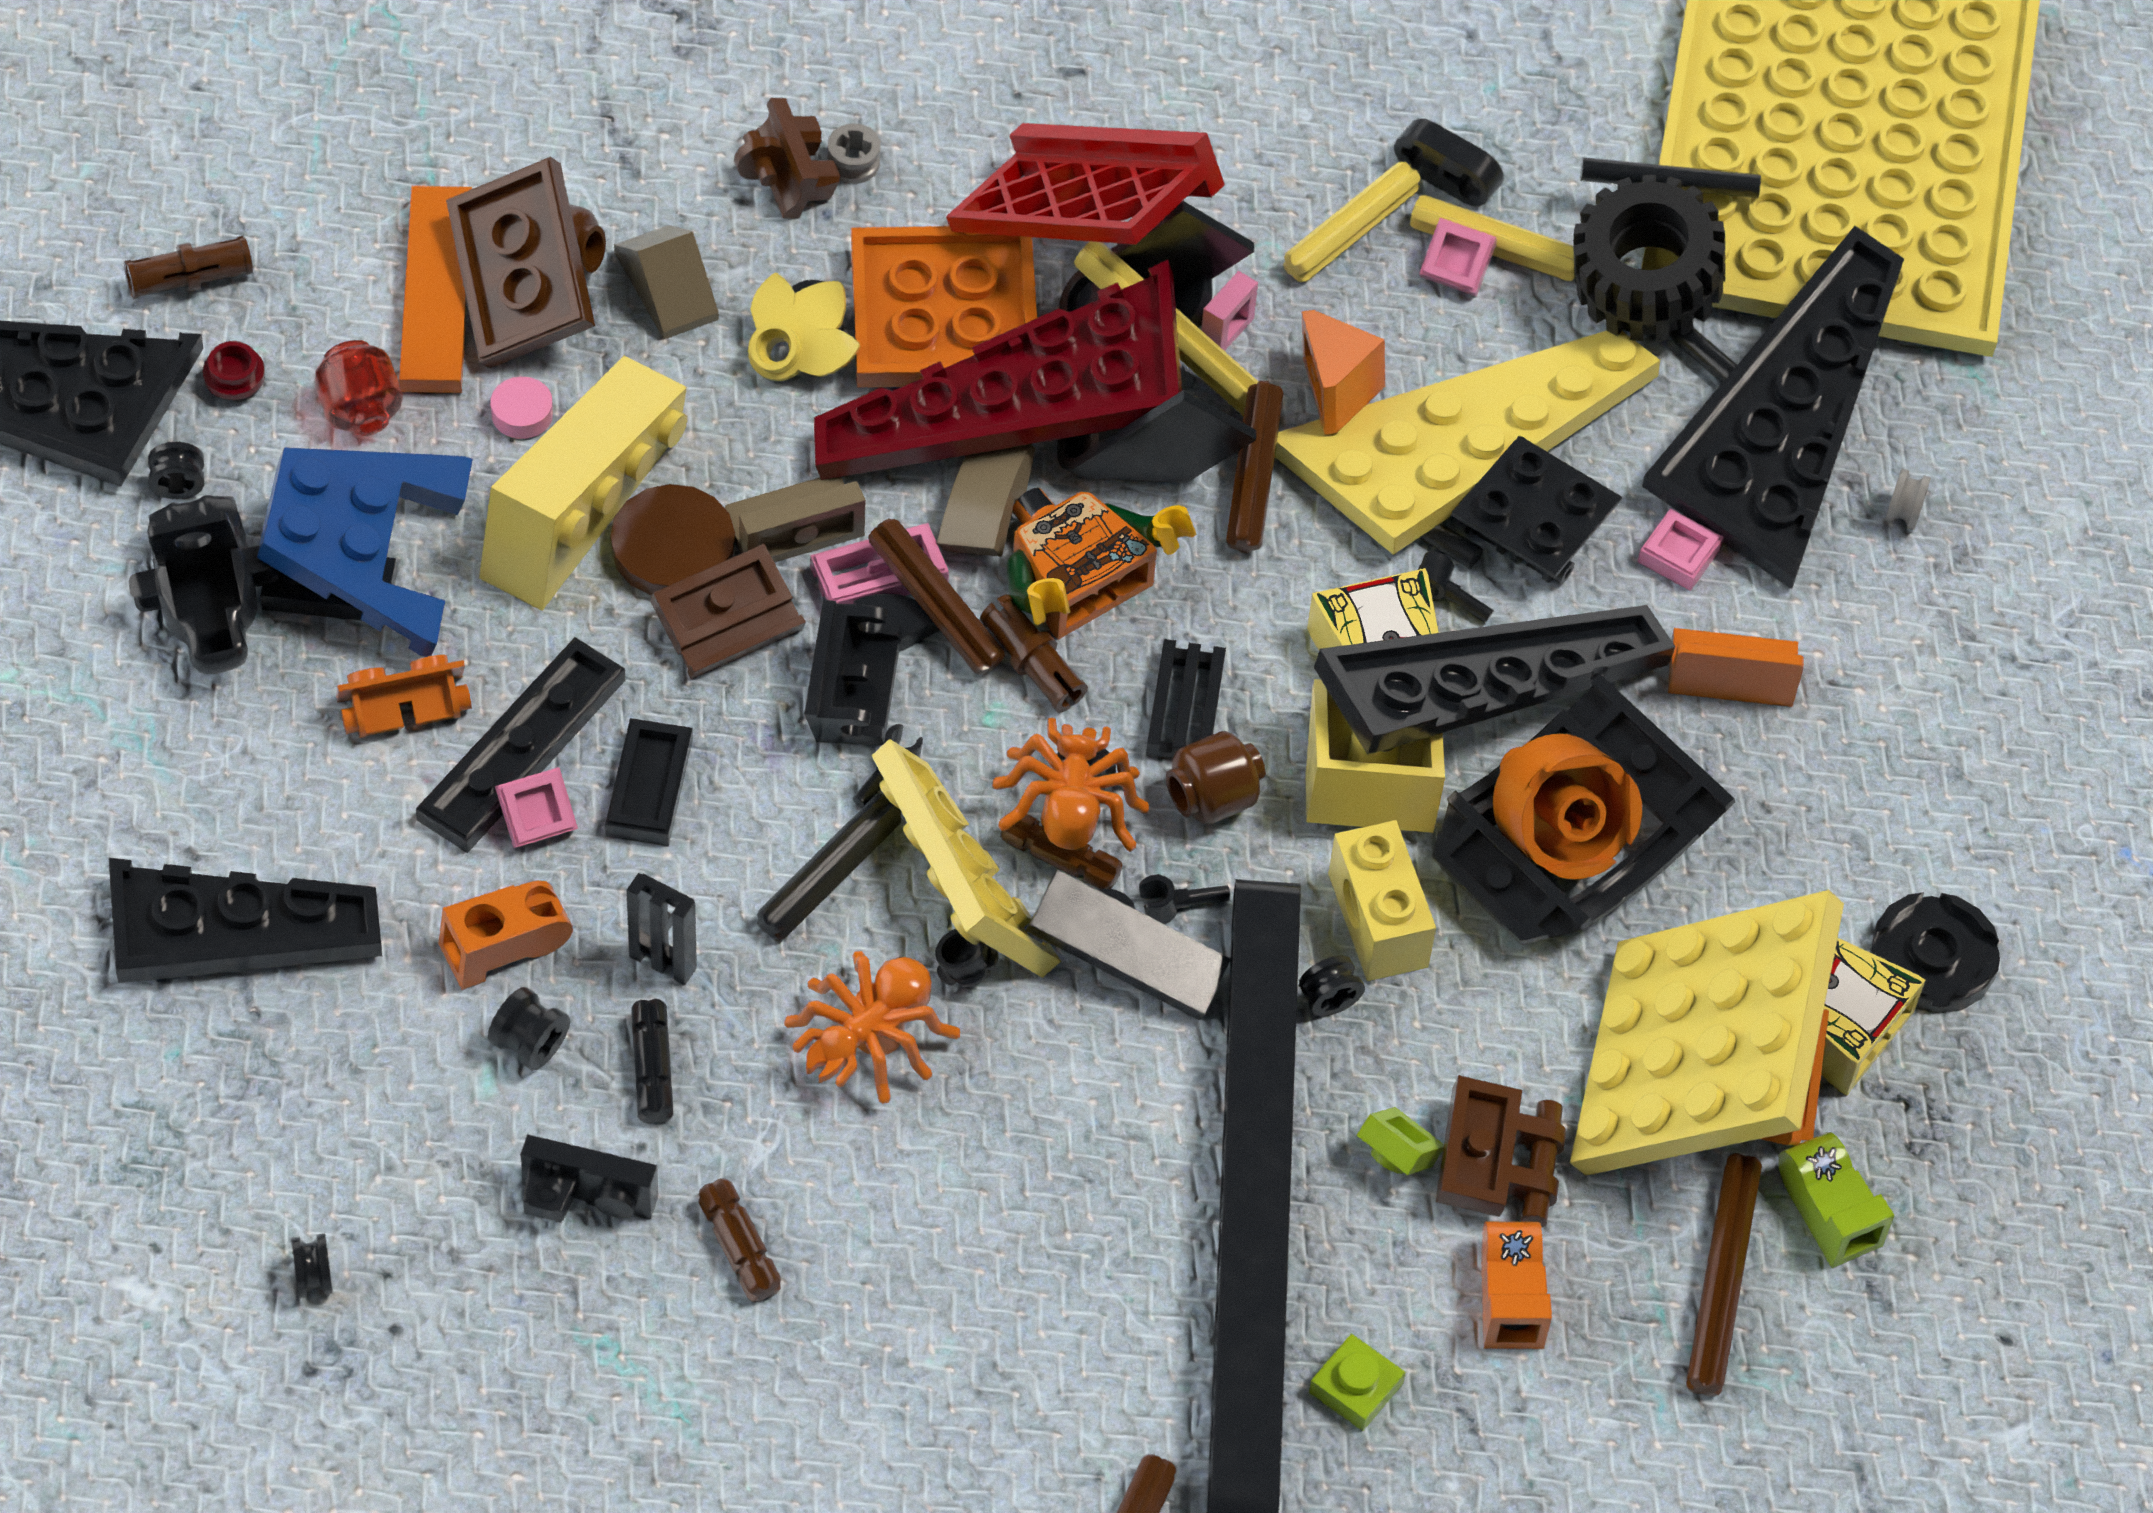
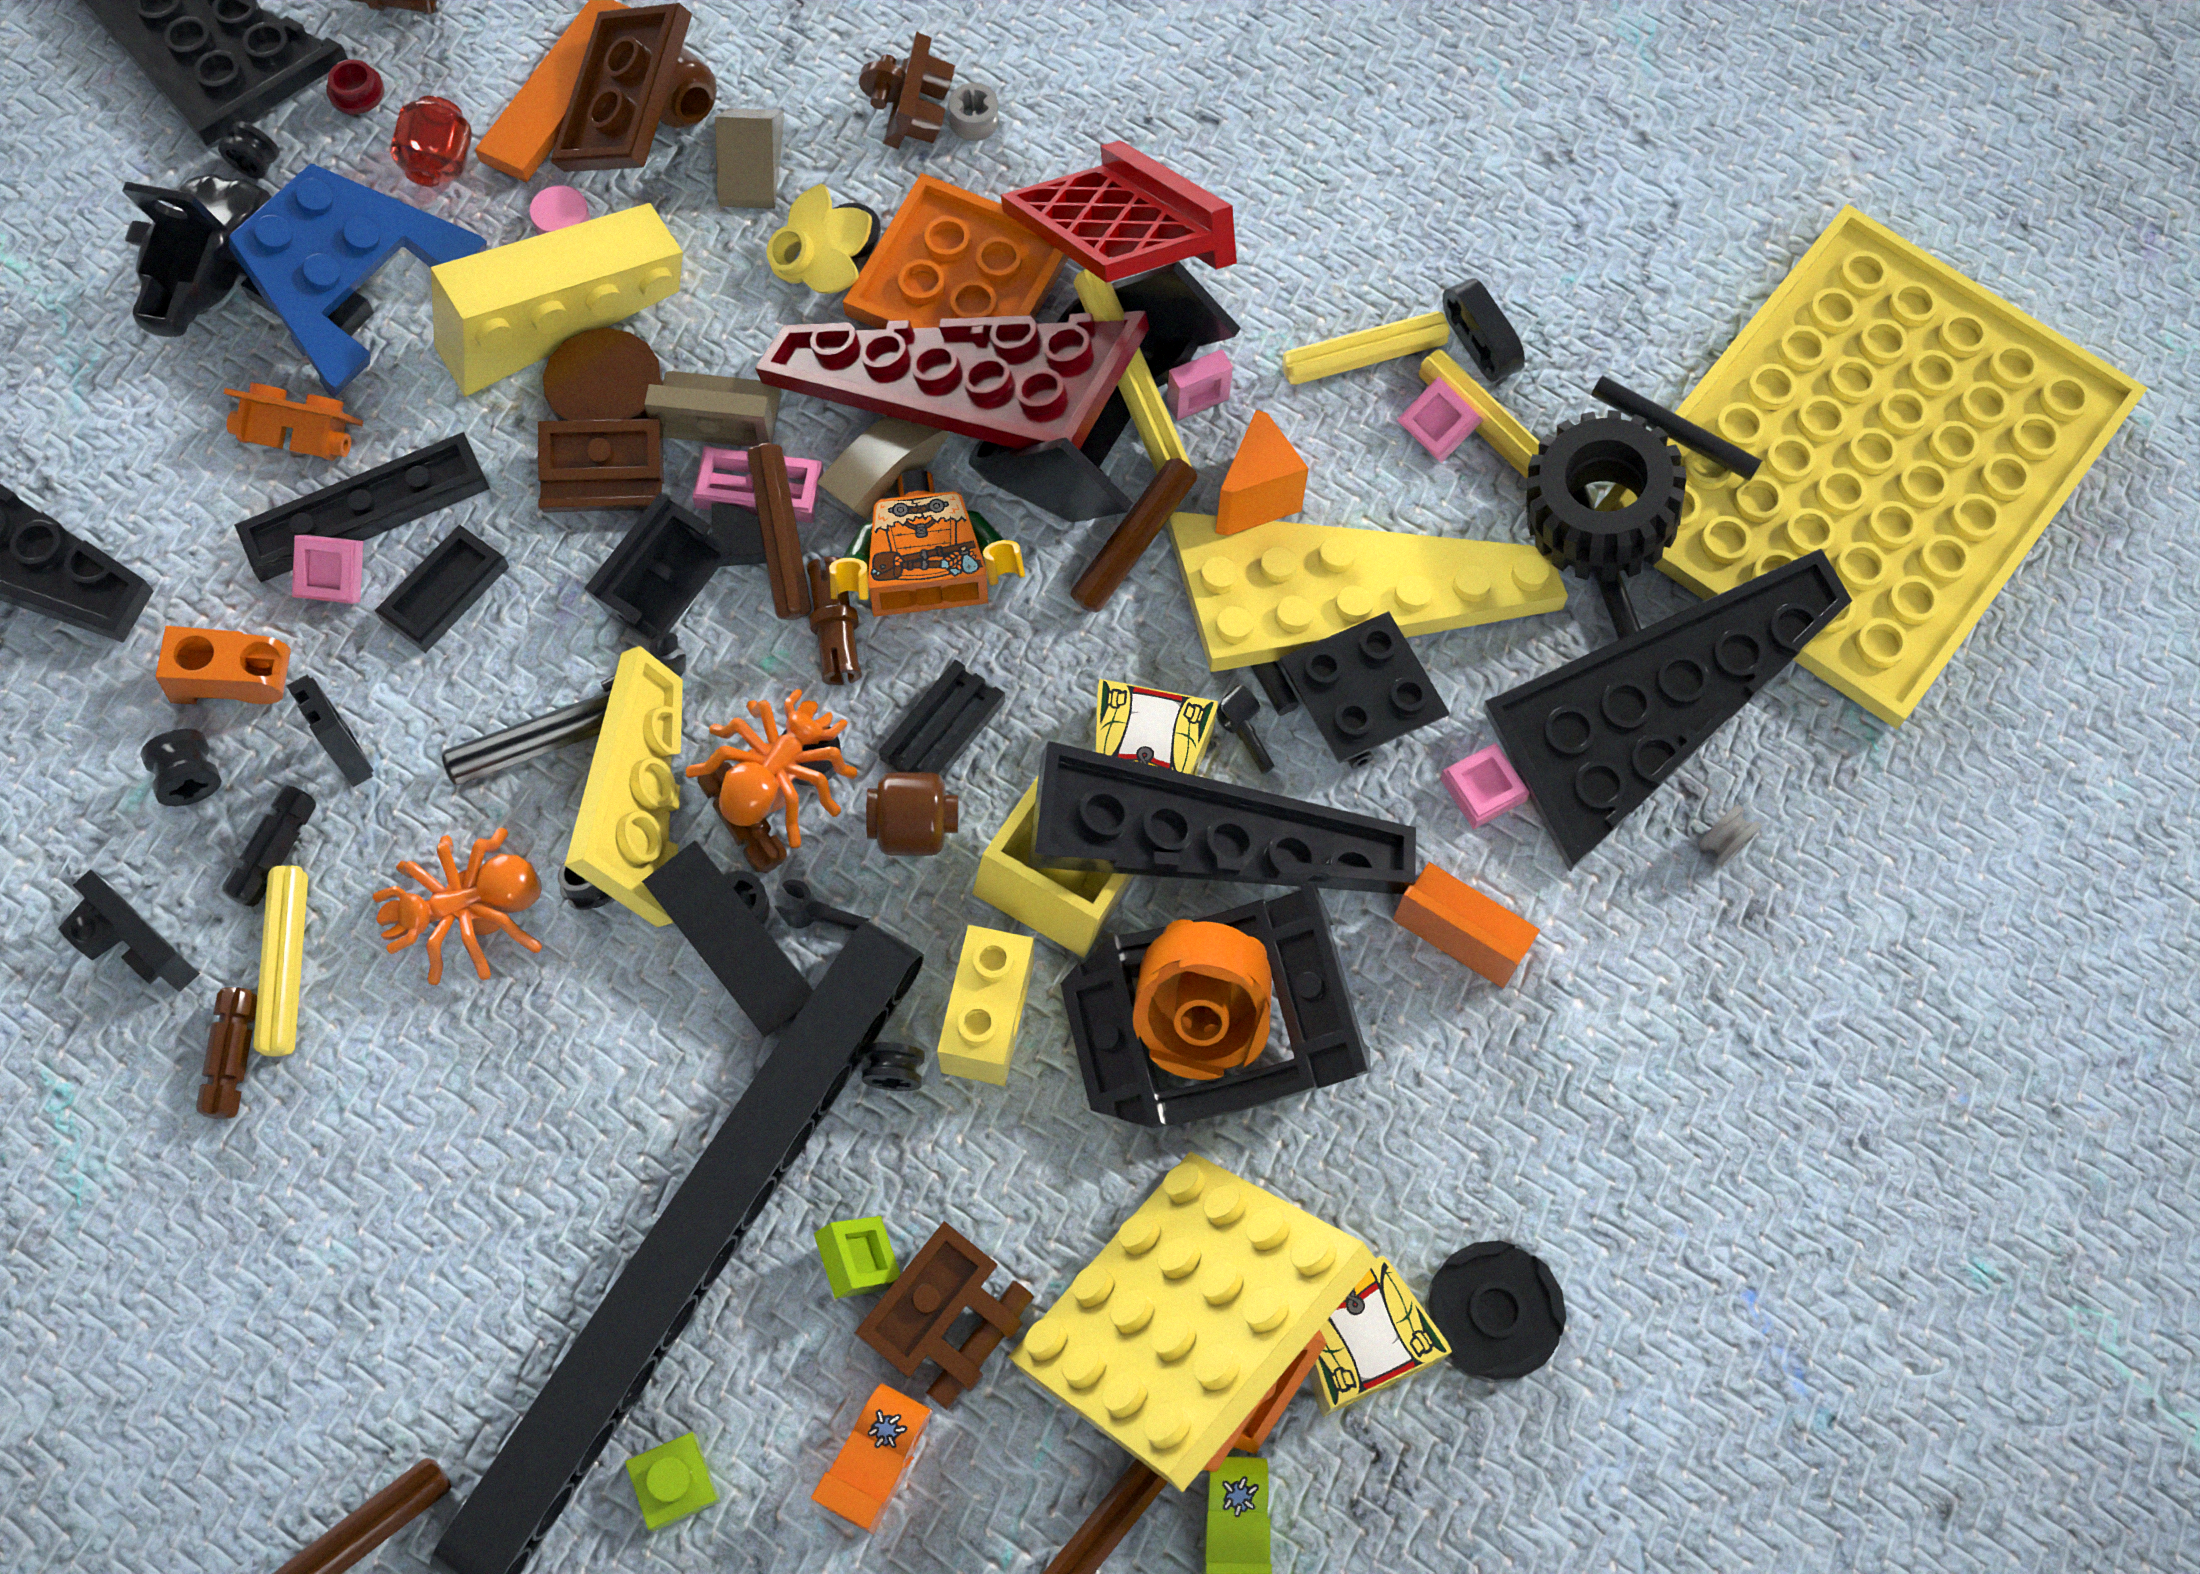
camera: 30 degrees right, 10 degrees up
(732, 1146) = (281, 961): none -> light yellow axle

